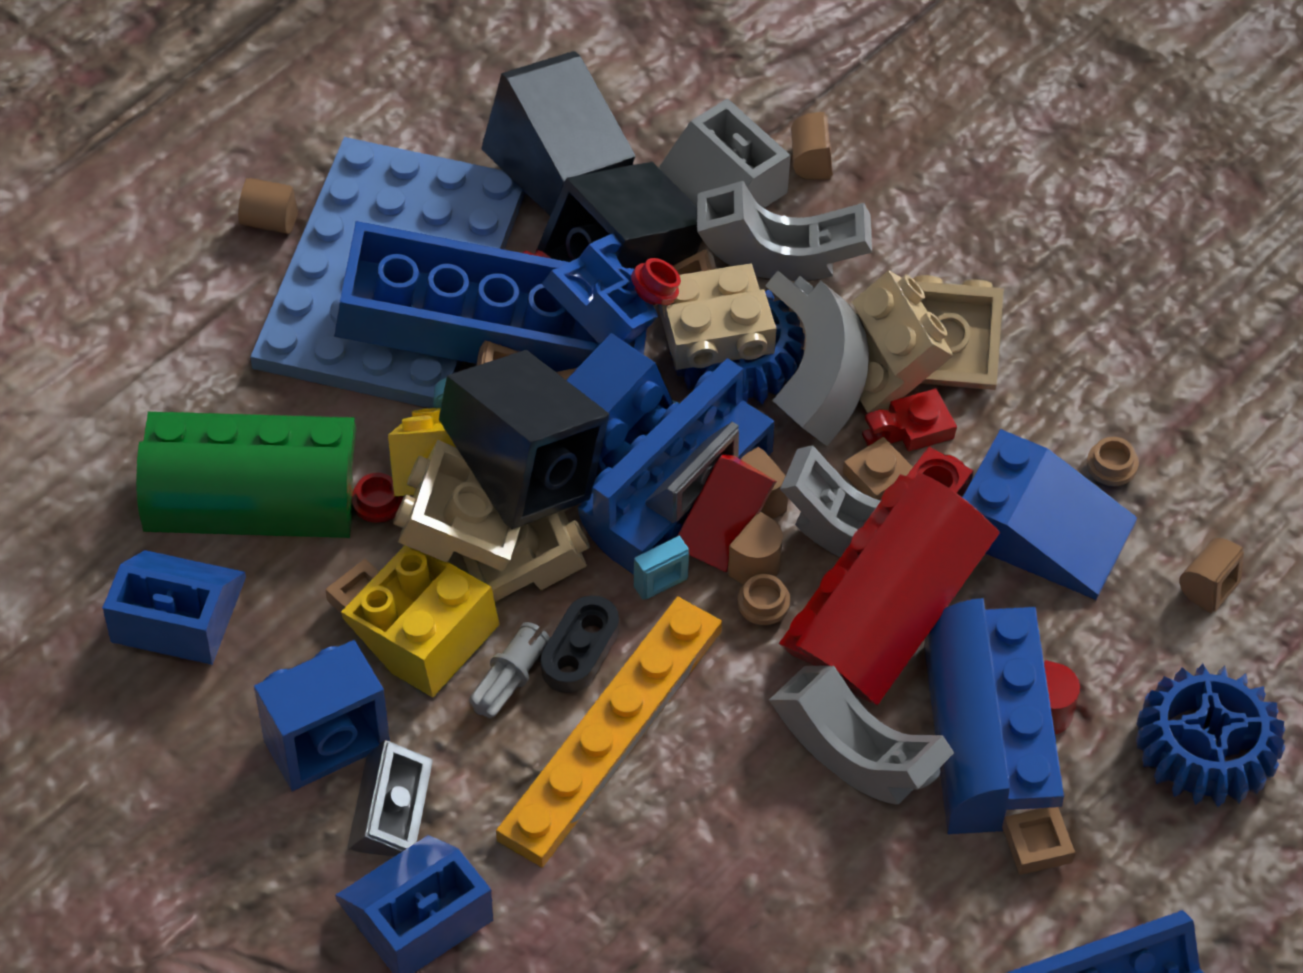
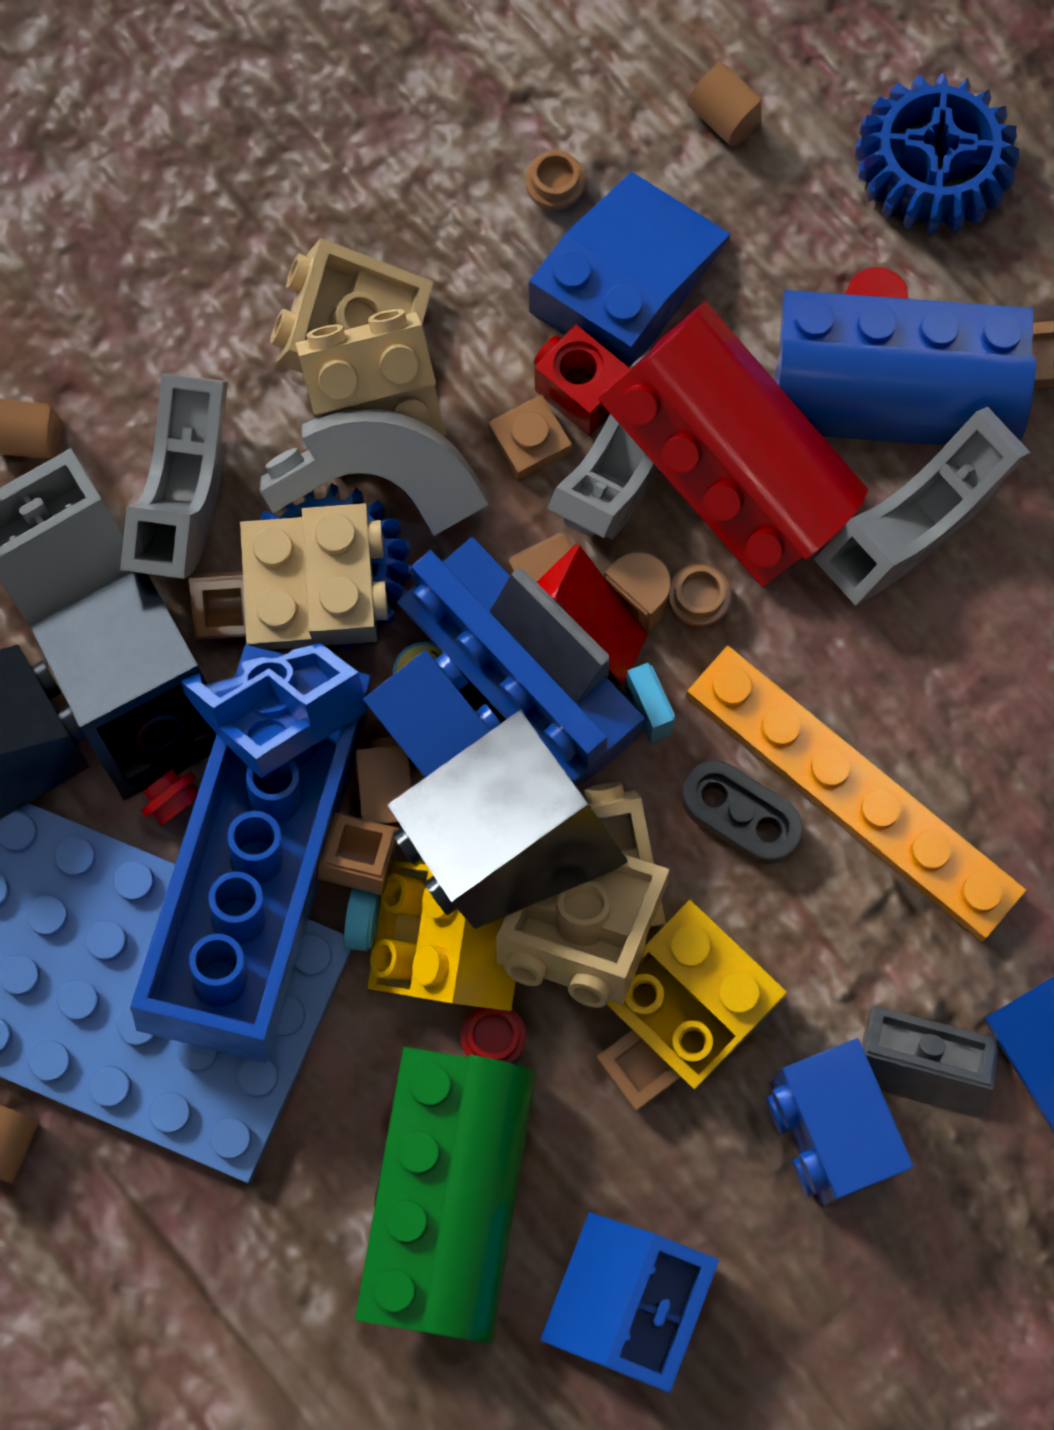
camera: 80 degrees left, 20 degrees up
(508, 671) = (768, 900): light grey axle -> none
(656, 282) = (278, 634): red plate -> none
(915, 420) = (465, 385): red plate -> none

